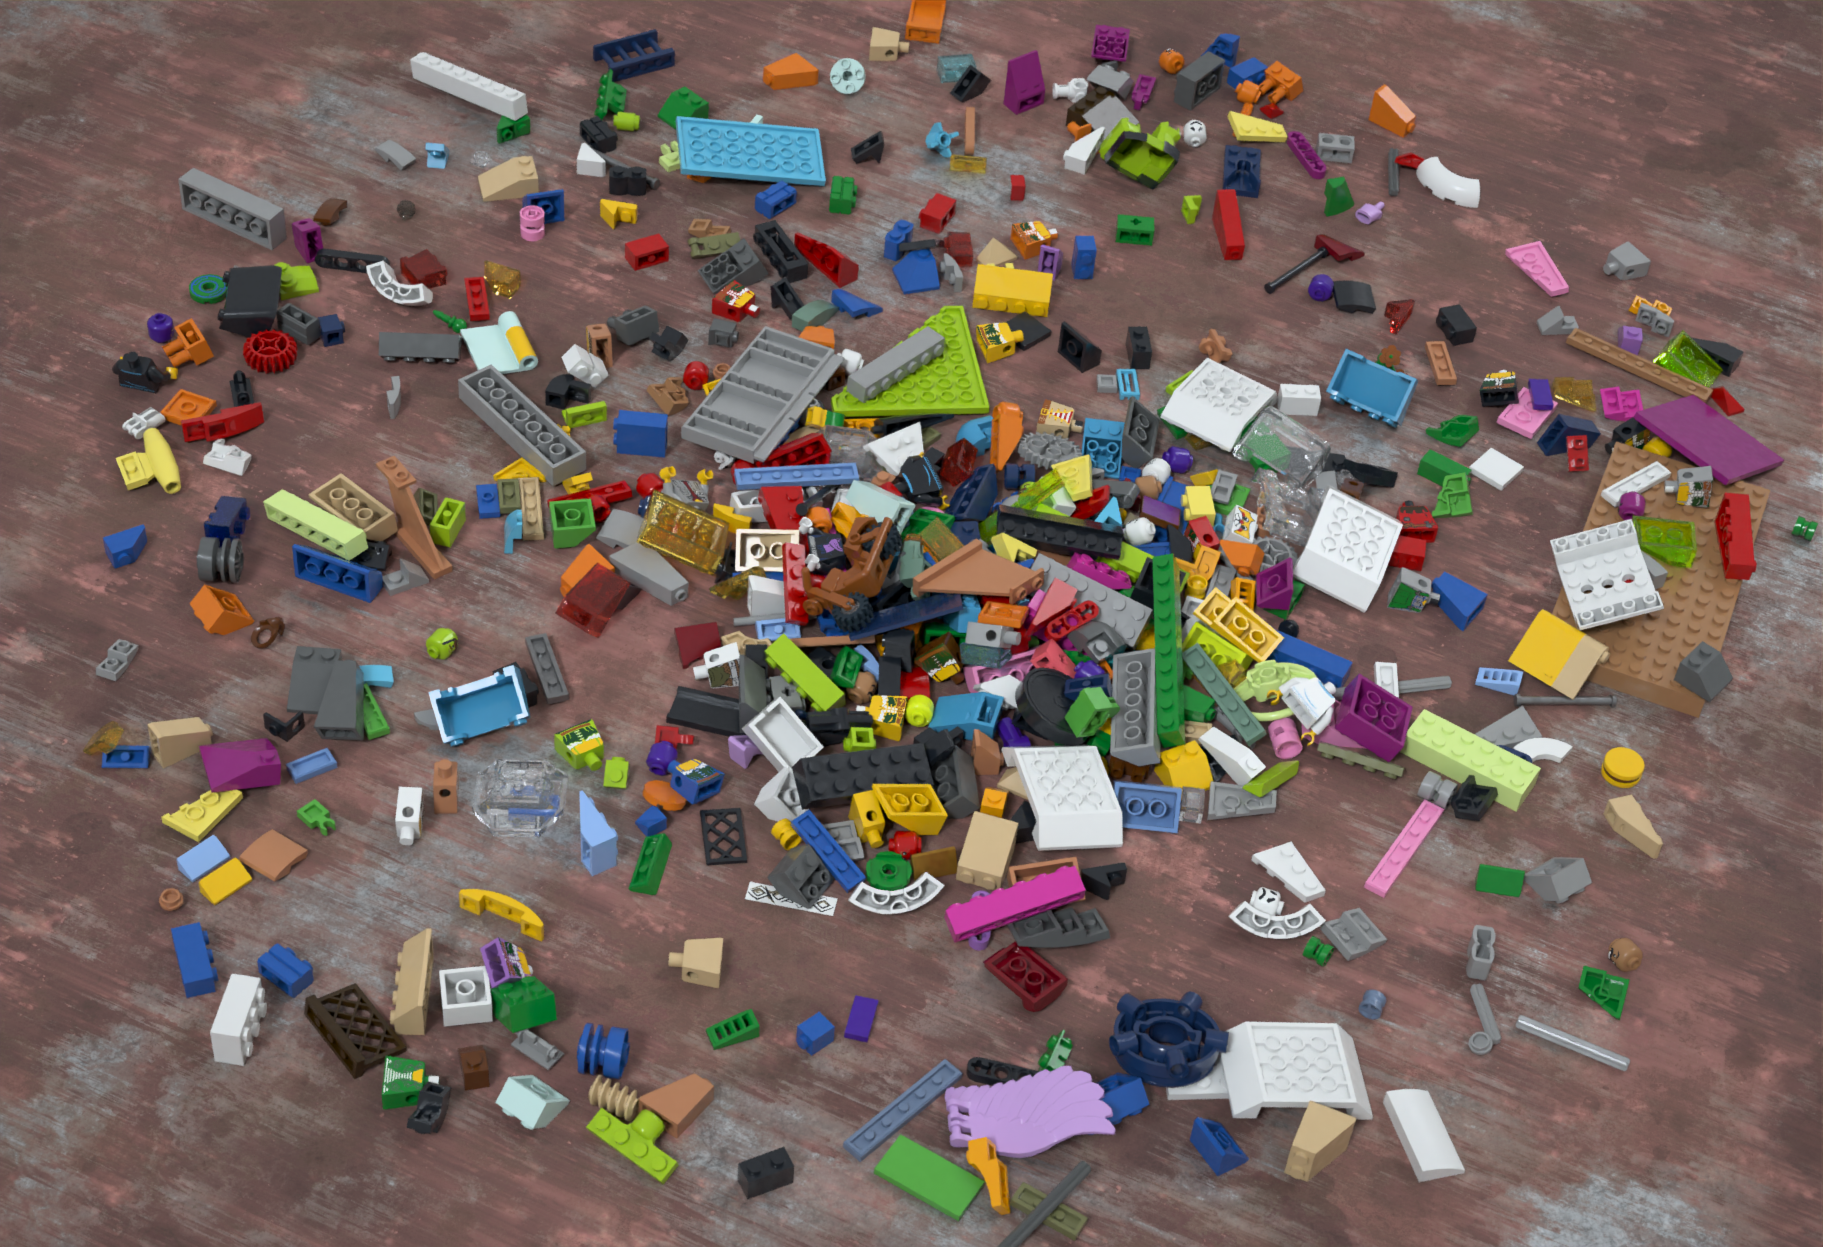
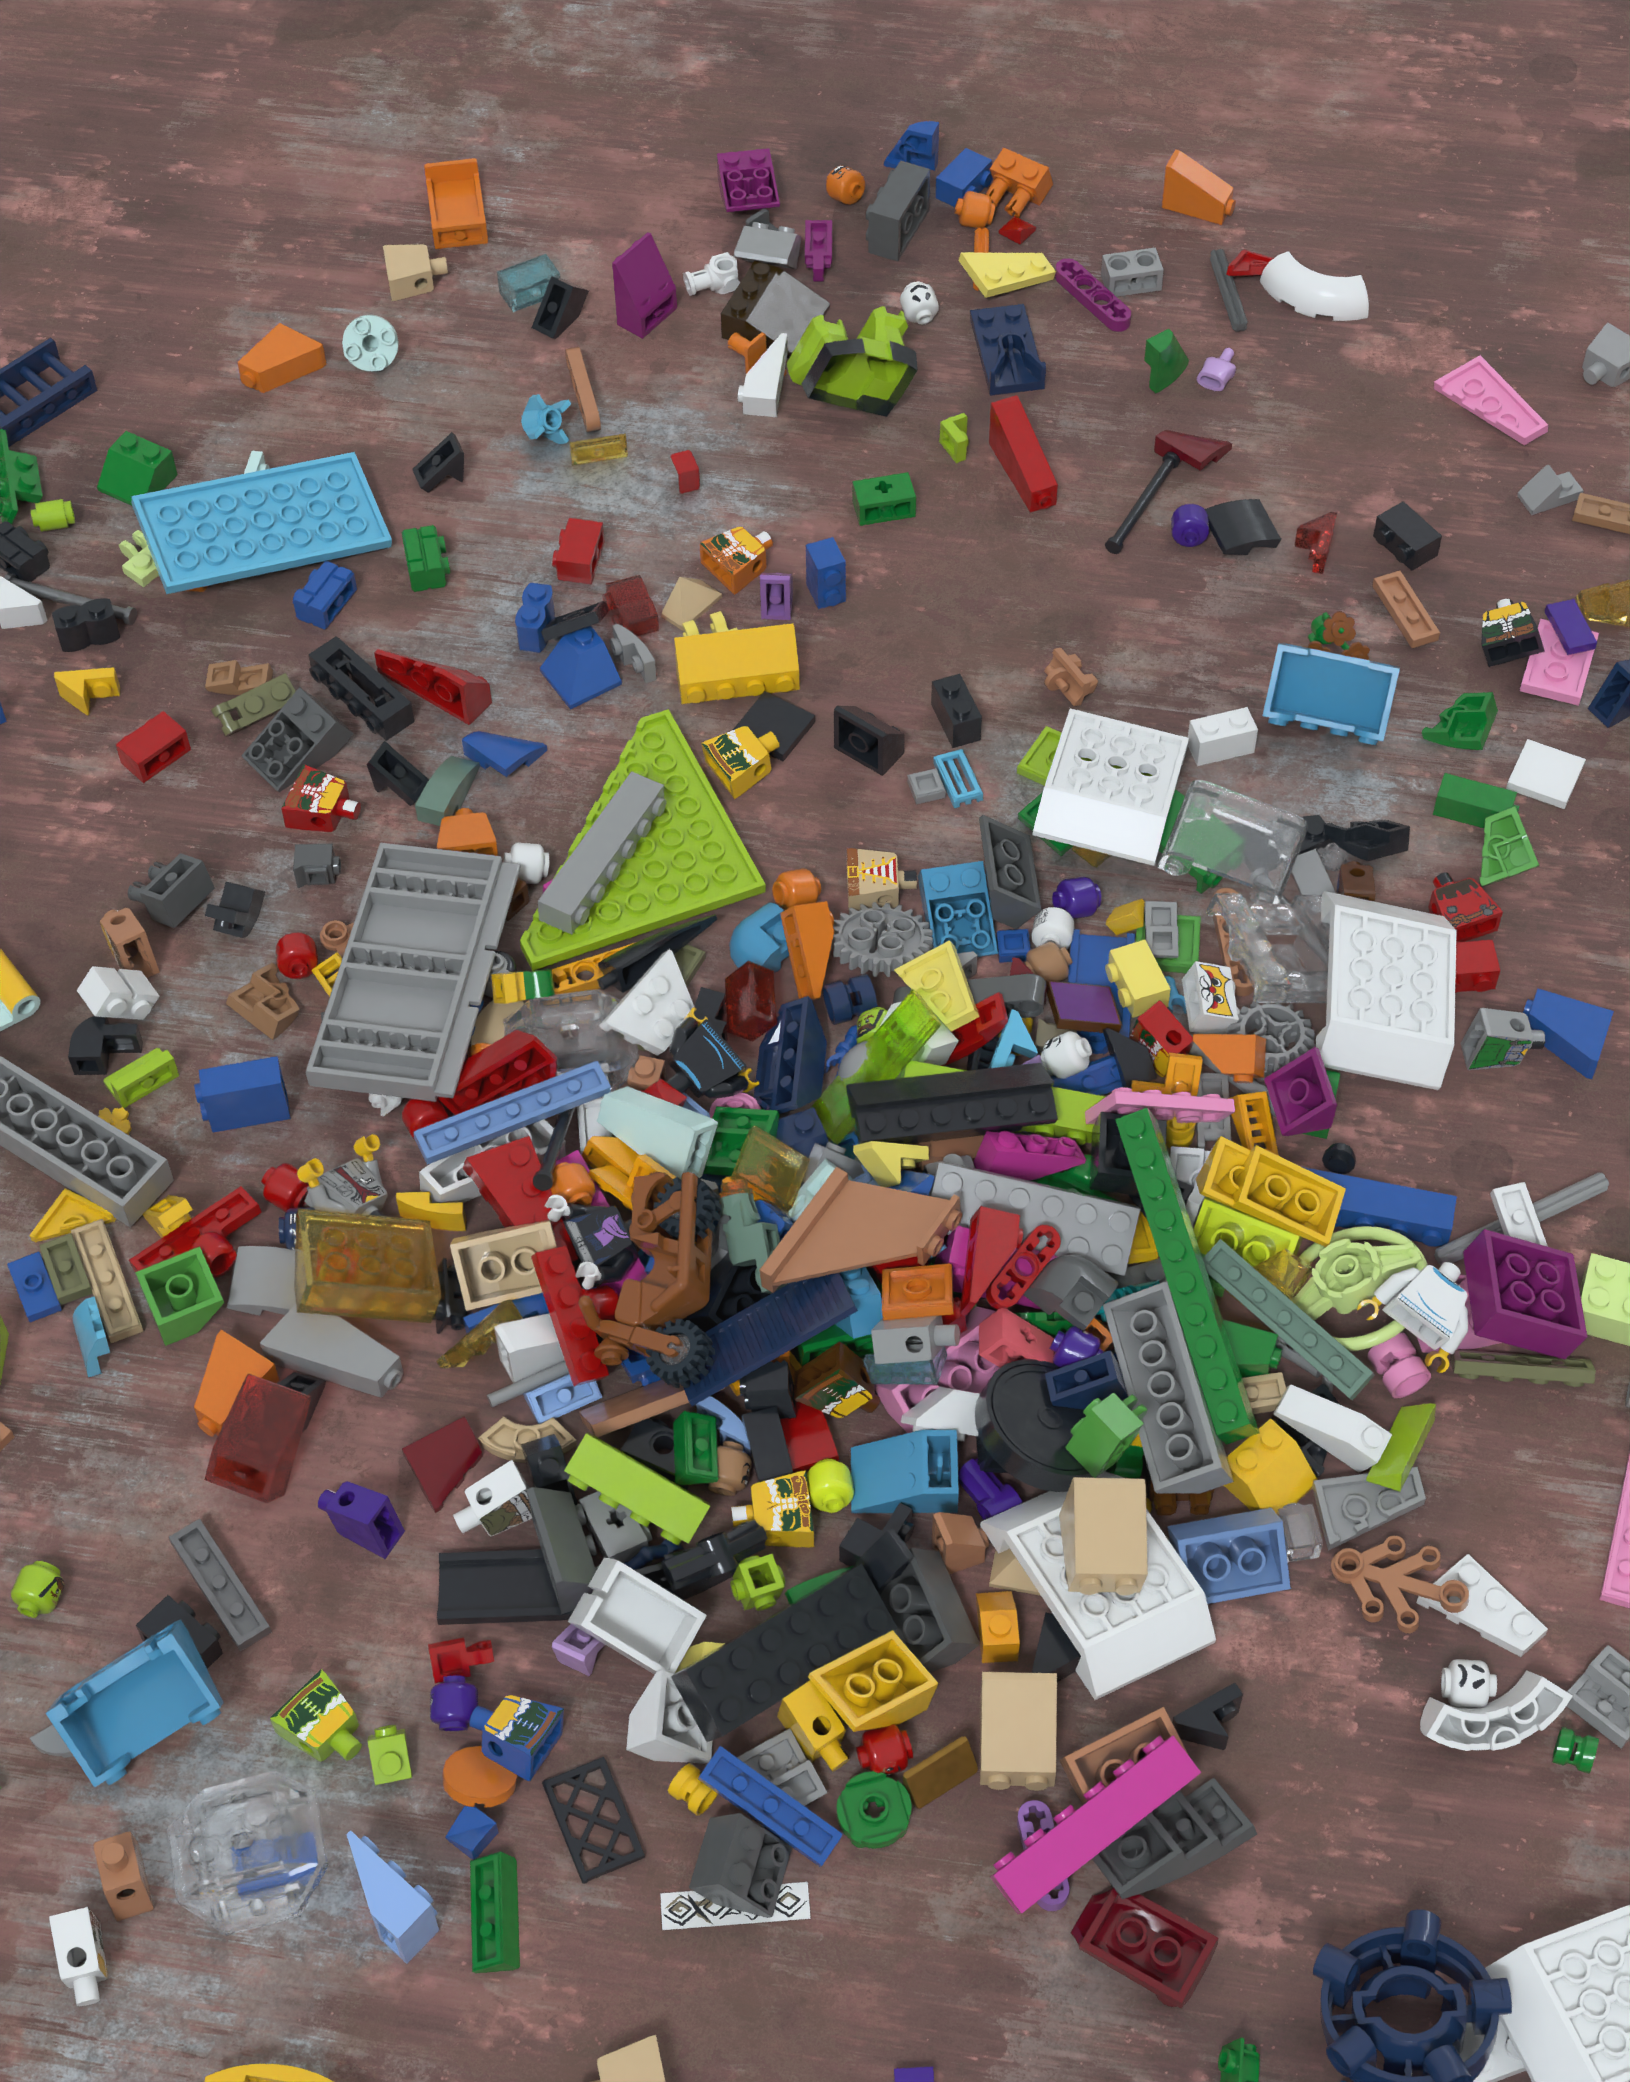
camera: 10 degrees left, 10 degrees up
(641, 655) = (363, 1517): none -> dark purple torso
(896, 901) = (904, 1863): white brick -> none
(1071, 760) = (1105, 1535): none -> tan slope
(1197, 570) = (1164, 1106): none -> bright pink wing
(1219, 831) = (1394, 1579): none -> nougat plant

